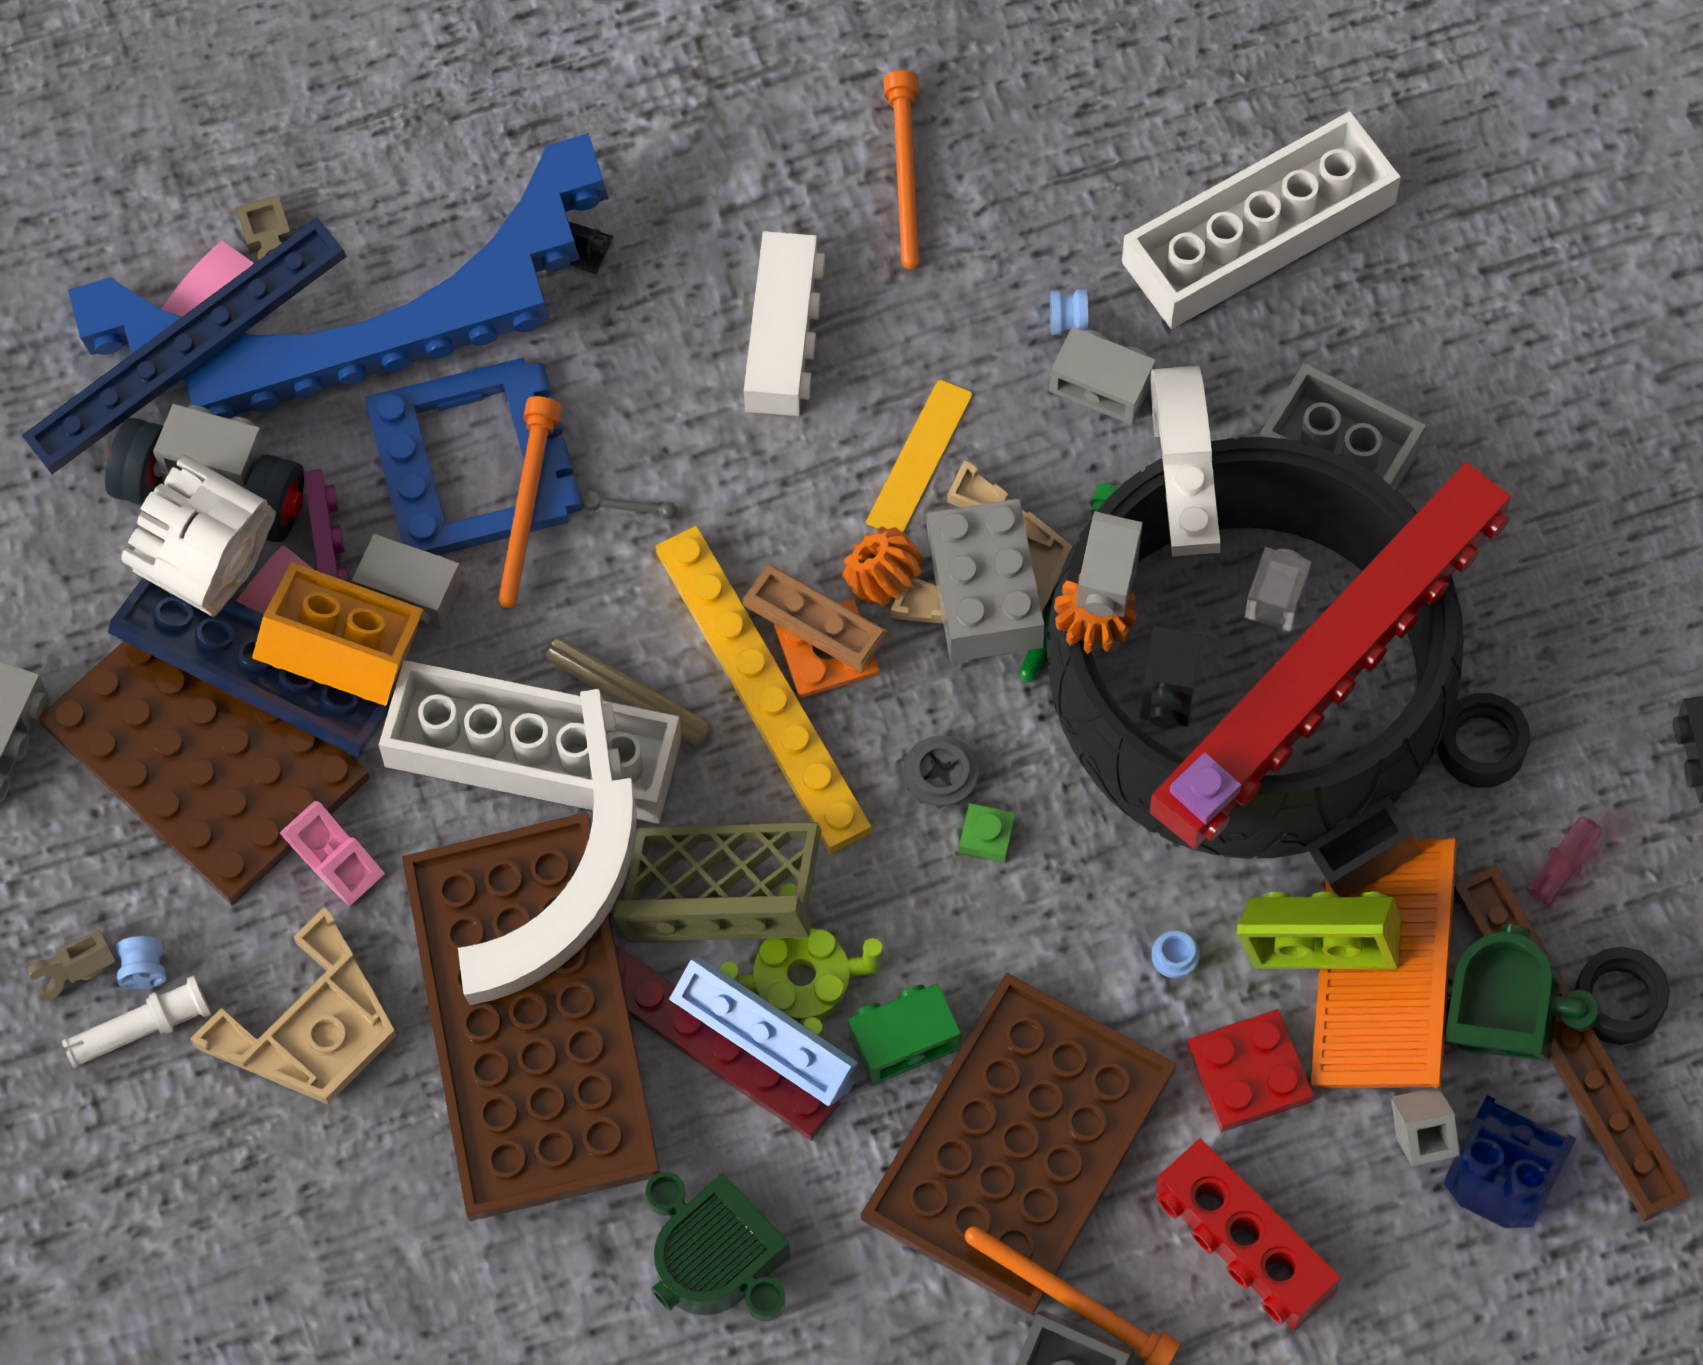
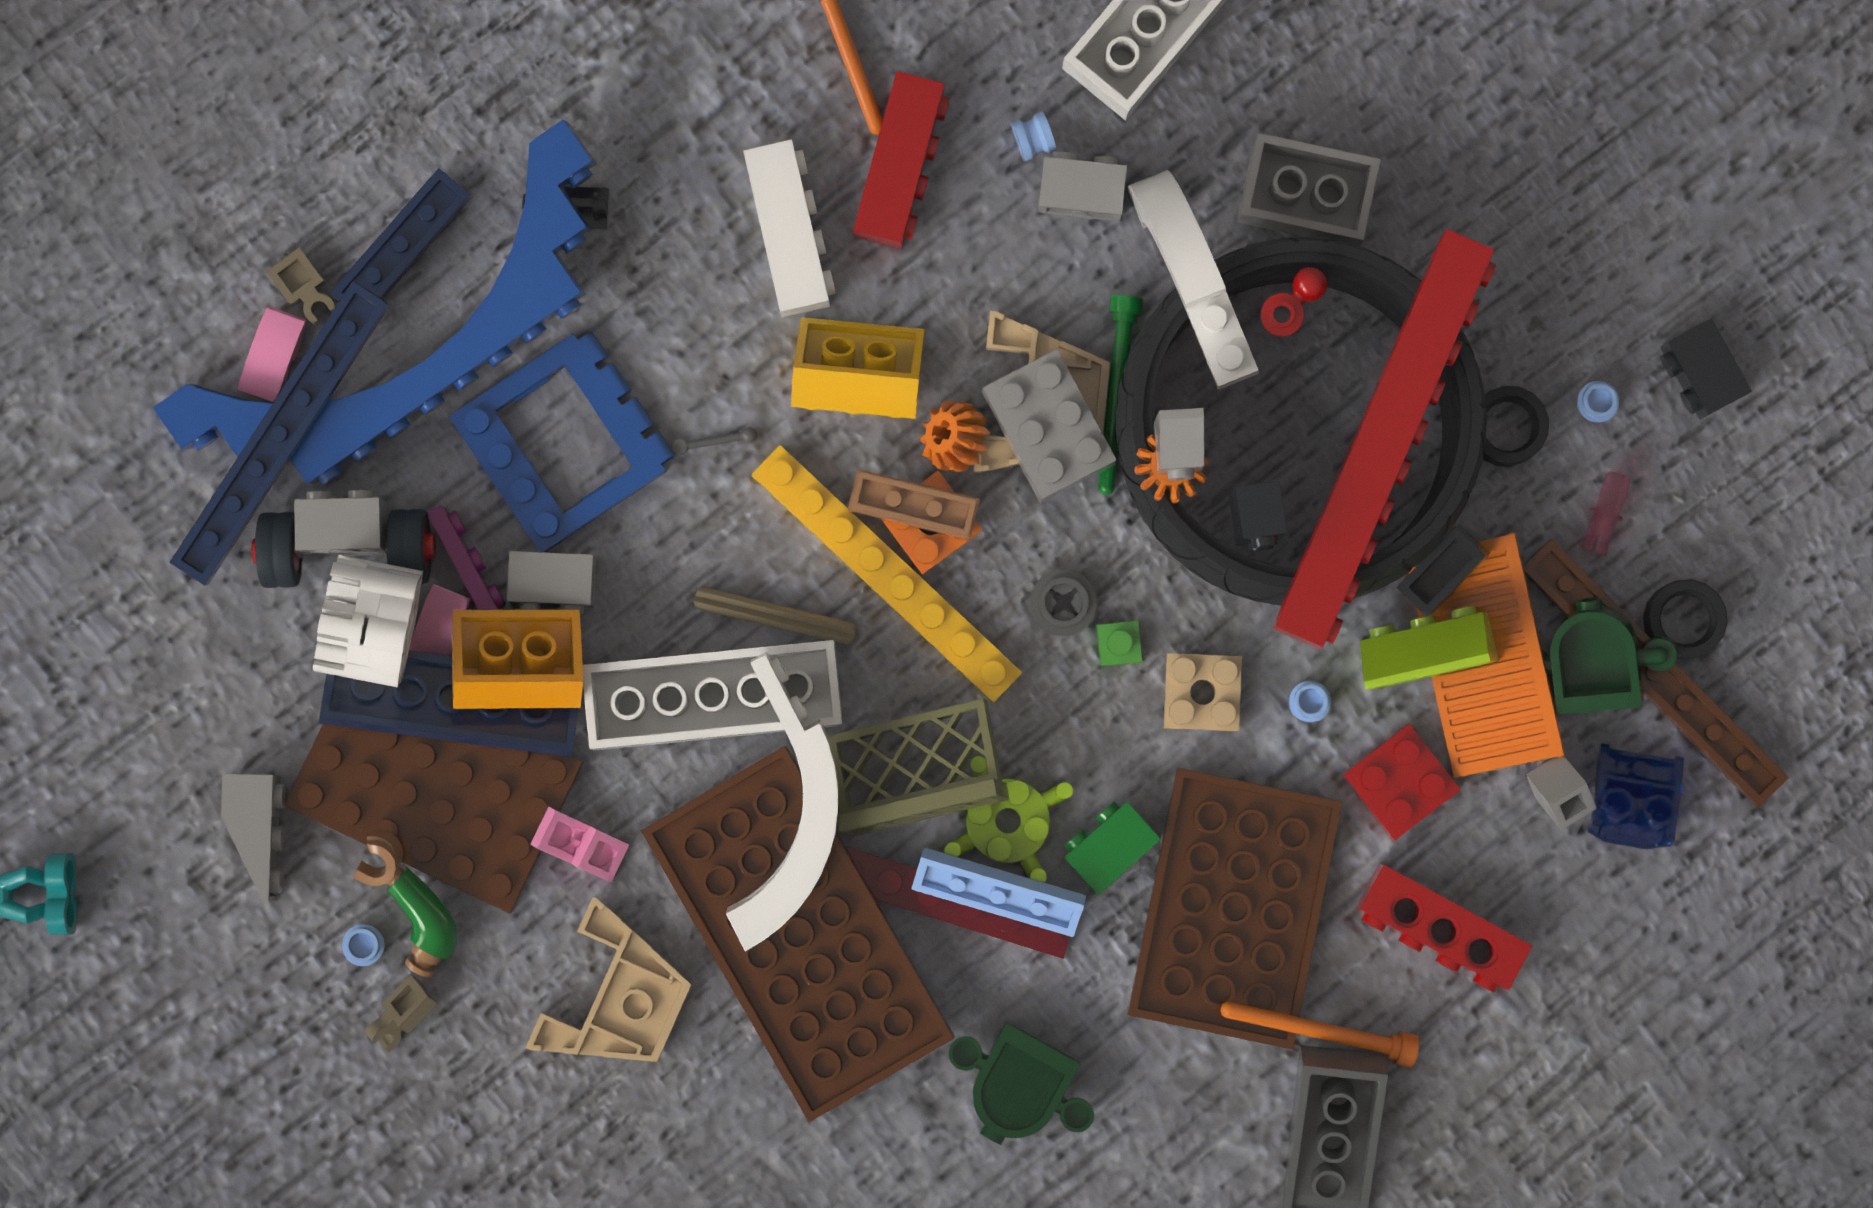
camera: 20 degrees left, 20 degrees up
(62, 884) = (363, 945): none -> light blue plate
(140, 962) = (457, 994): light blue wheel -> none
(143, 875) = (432, 923): none -> piece
(159, 1013) = (489, 1033): white pin -> none
(396, 218) = (406, 236): none -> dark blue plate
(541, 417) = (613, 393): orange piece -> none
(803, 477) = (857, 368): none -> yellow slope
(919, 456) = (947, 313): yellow sticker -> none
(921, 294) = (899, 160): none -> red brick
(1053, 881) = (1221, 673): none -> tan piece
(1205, 788) = (1319, 609): medium lavender plate -> none
(1278, 588) = (1319, 392): clear brick -> none
(1301, 483) = (1308, 286): none -> red plate
(1590, 747) = (1597, 401): none -> light blue plate

